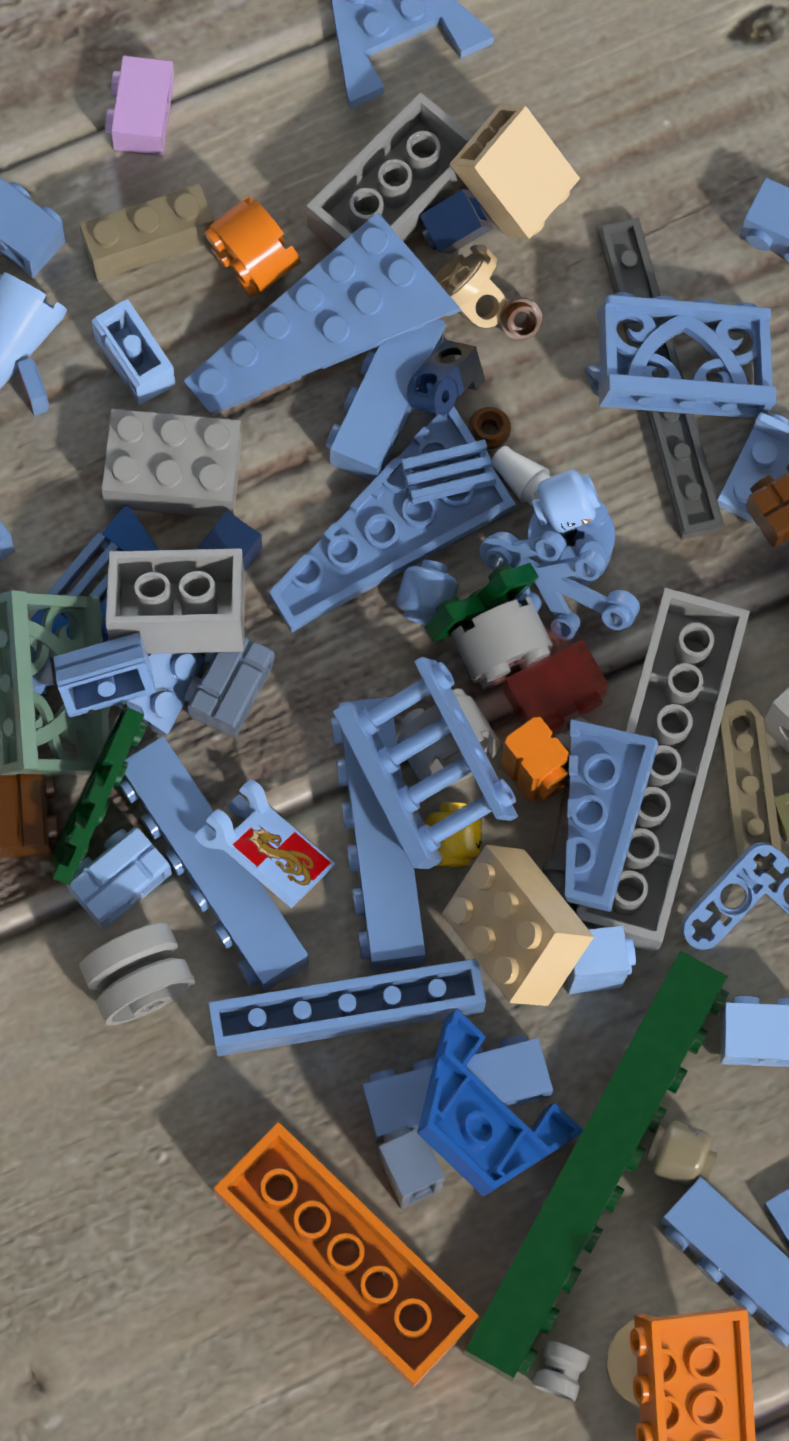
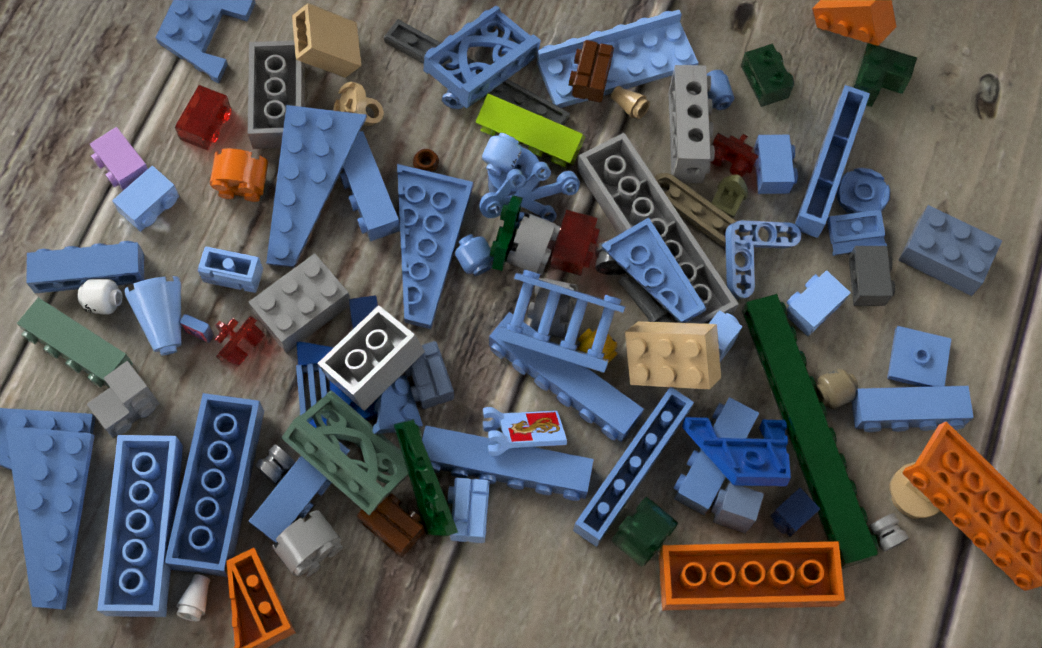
camera: 45 degrees left, 5 degrees down
(43, 447) = (247, 331): none -> clear red hips
(104, 674) = (375, 419): medium blue brick -> none
(123, 177) = (146, 198): none -> light blue brick
(136, 973) = (528, 544): light grey wheel -> none
(146, 232) = (181, 212): dark tan brick -> none
(279, 1090) = (644, 532): none -> clear green brick
(285, 138) = (203, 117): none -> clear red brick
(444, 456) = (441, 176): medium blue tile -> none
(445, 378) = (388, 158): dark blue leg -> none
(455, 222) = (320, 87): dark blue brick -> none
(474, 1240) = (794, 512): none -> dark blue brick
(519, 473) = (463, 168): white cone -> none
(525, 329) = (397, 103): reddish brown plate -> none
(535, 760) = (602, 277): orange brick -> none
(648, 503) = (530, 130): none -> lime brick

